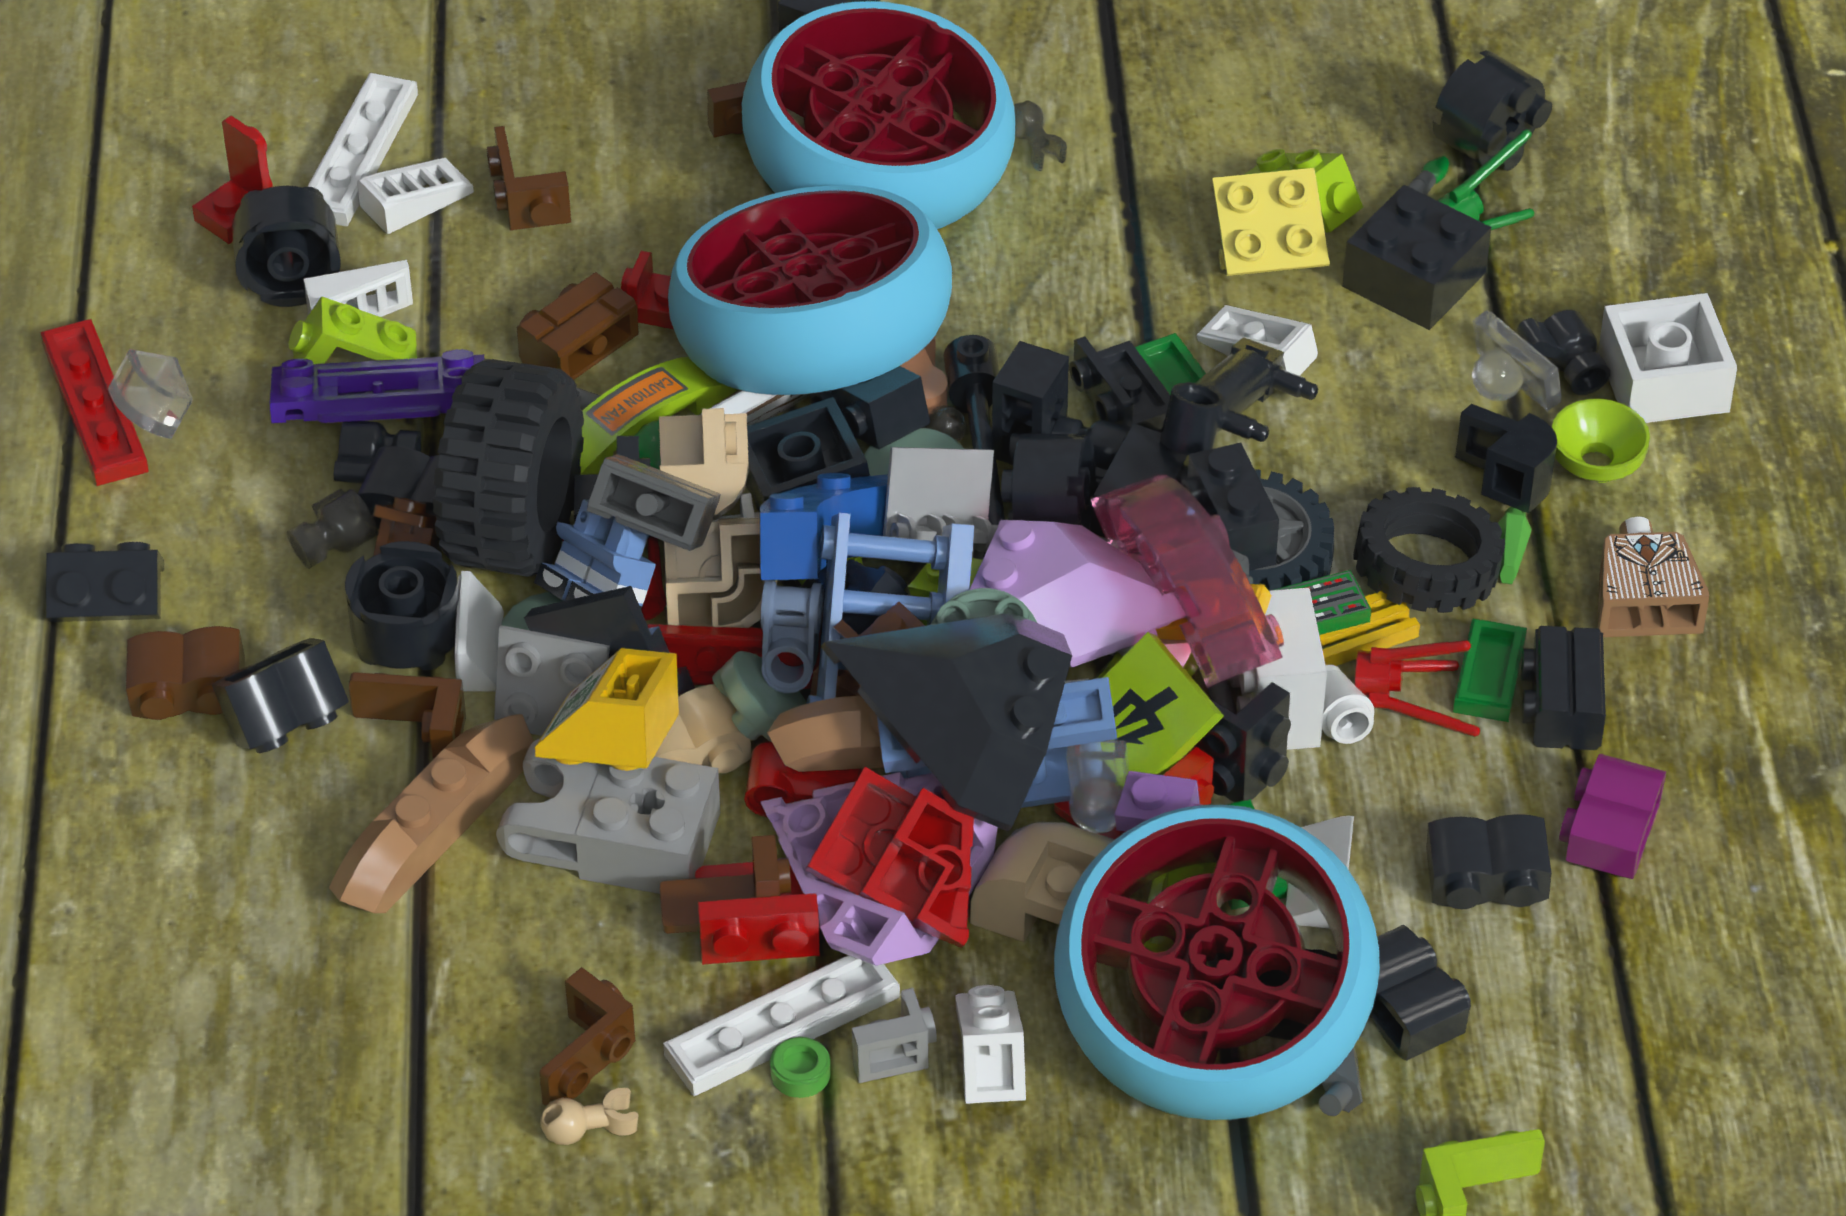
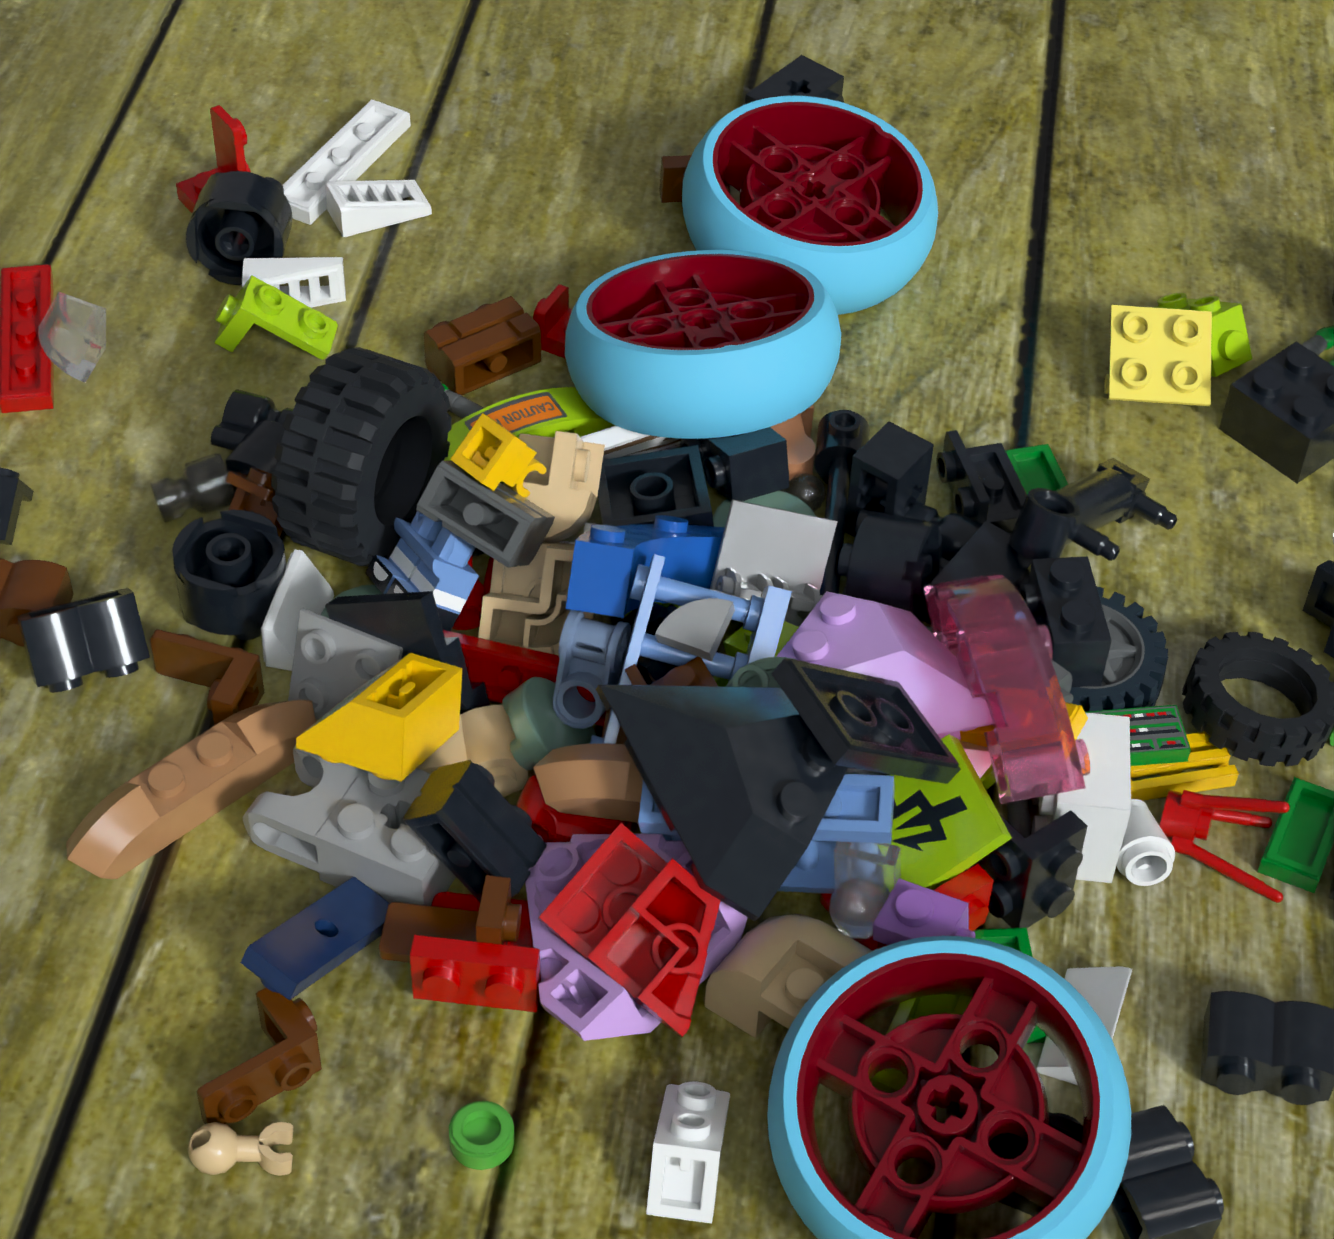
camera: 10 degrees right, 0 degrees up
(367, 388) = (248, 363): dark purple piece -> none
(528, 199) = (476, 225): reddish brown bracket -> none
(606, 924) = (317, 938): none -> dark blue tile
(655, 444) = (495, 455): none -> yellow piece
(724, 798) = (474, 827): none -> black brick
(798, 1009) = (490, 1070): white tile -> none
(892, 574) = (697, 626): none -> light grey tile
(896, 1044) = (585, 1132): light grey bracket -> none
(1029, 126) = (950, 235): clear smoke arm -> none
(1073, 632) = (866, 722): none -> black tile
(1283, 334) = (1157, 464): white slope -> none

